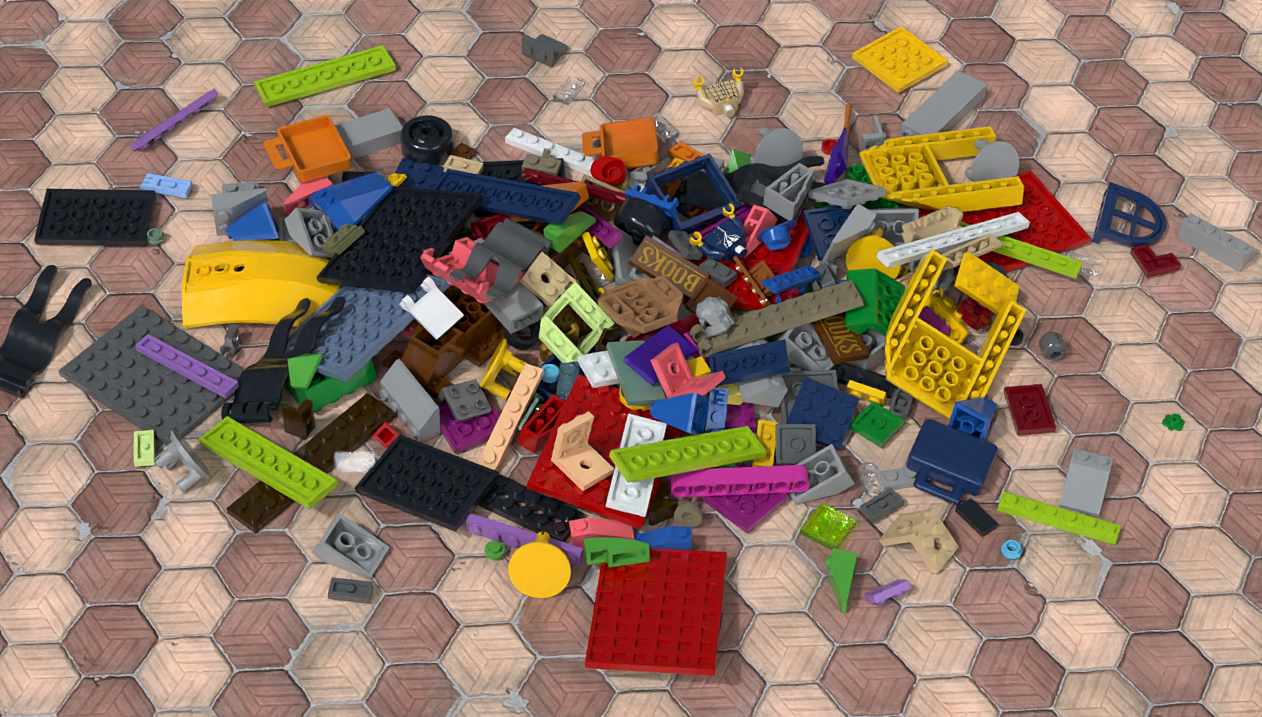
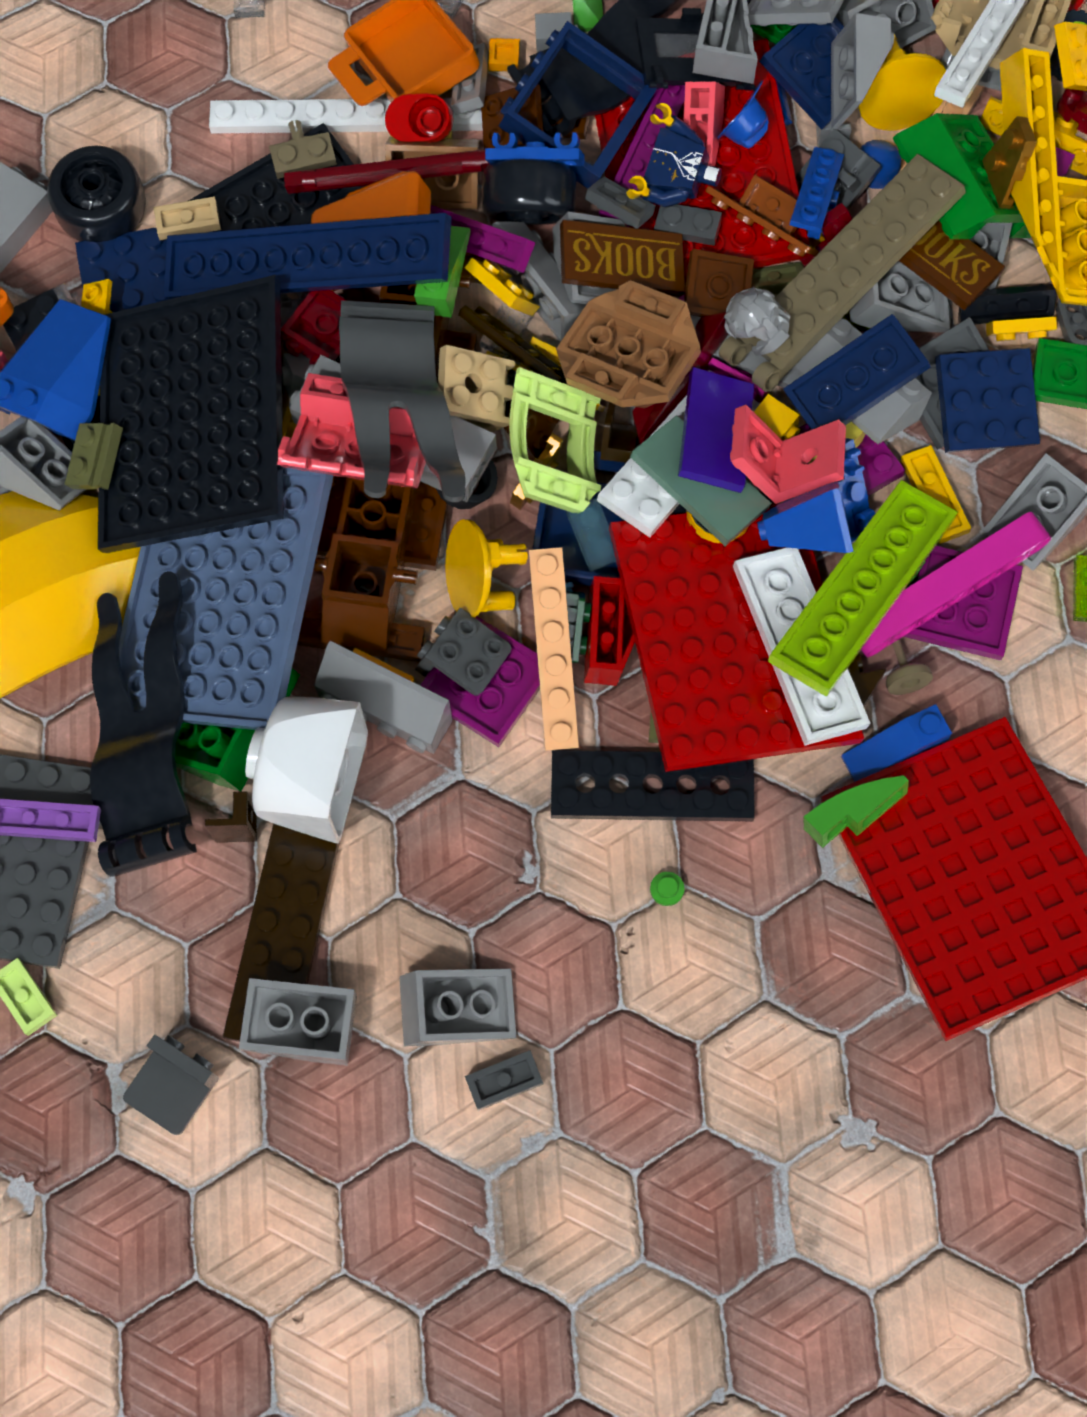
camera: 25 degrees left, 25 degrees up
(181, 450) = (107, 985): light grey piece -> none
(188, 515) = (170, 1085): none -> dark grey bracket
(232, 339) = (29, 721): flat silver plate -> none
(268, 462) = (239, 926): lime plate -> none
(268, 514) = (298, 1021): none -> light grey slope
(303, 369) = (193, 736): bright green slope -> none
(351, 402) = (307, 764): none -> white piece
(354, 461) = (364, 846): clear plate -> none
(386, 435) = (378, 770): red slope -> none
(427, 482) = (499, 829): black plate -> none
(433, 309) = (337, 534): white flag -> none
(464, 151) = (161, 186): reddish brown plate -> none
(517, 537) = (716, 849): medium lavender plate -> none
(539, 568) = (769, 900): yellow piece -> none
(551, 373) = (560, 534): medium azure tile -> none
(573, 450) = (712, 670): light nougat bracket -> none
(596, 528) = (802, 780): coral slope -> none
(684, 152) = (504, 23): orange plate -> none
(794, 442) = (981, 472): dark grey hinge -> none
(895, 301) = (1009, 158): none -> pearl gold wing

